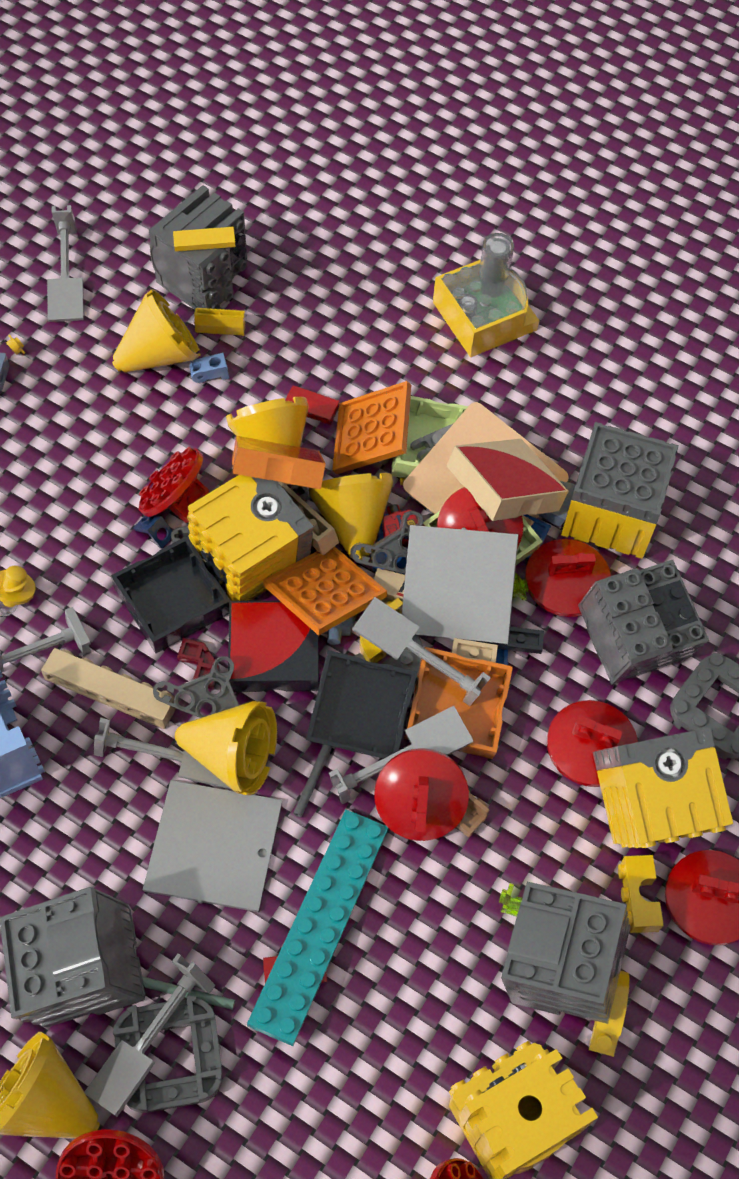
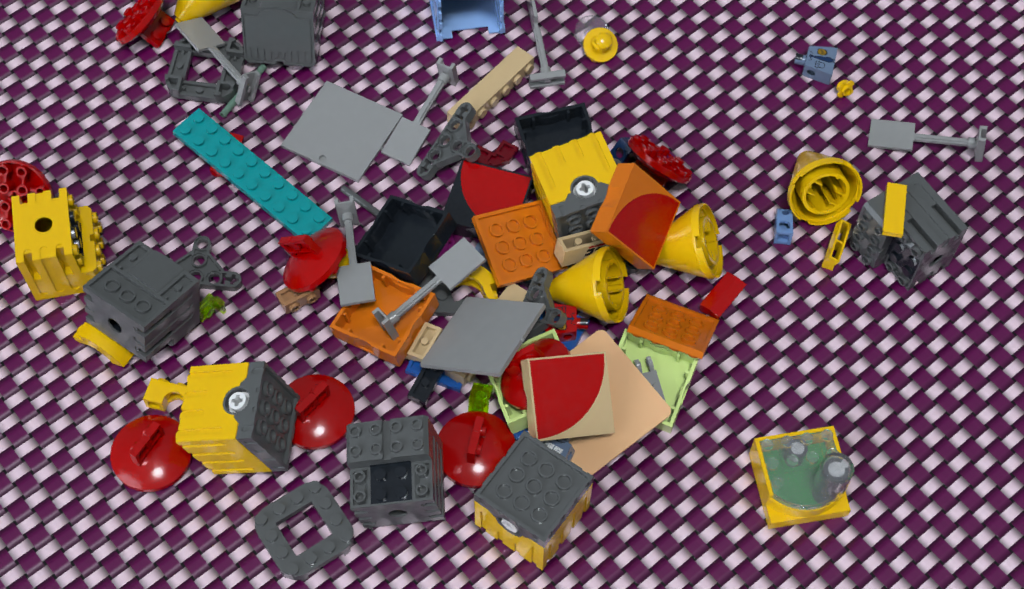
camera: 110 degrees right, 0 degrees up
(233, 744) = (400, 146): yellow cone -> none
(471, 954) = (209, 268): none -> dark grey beam

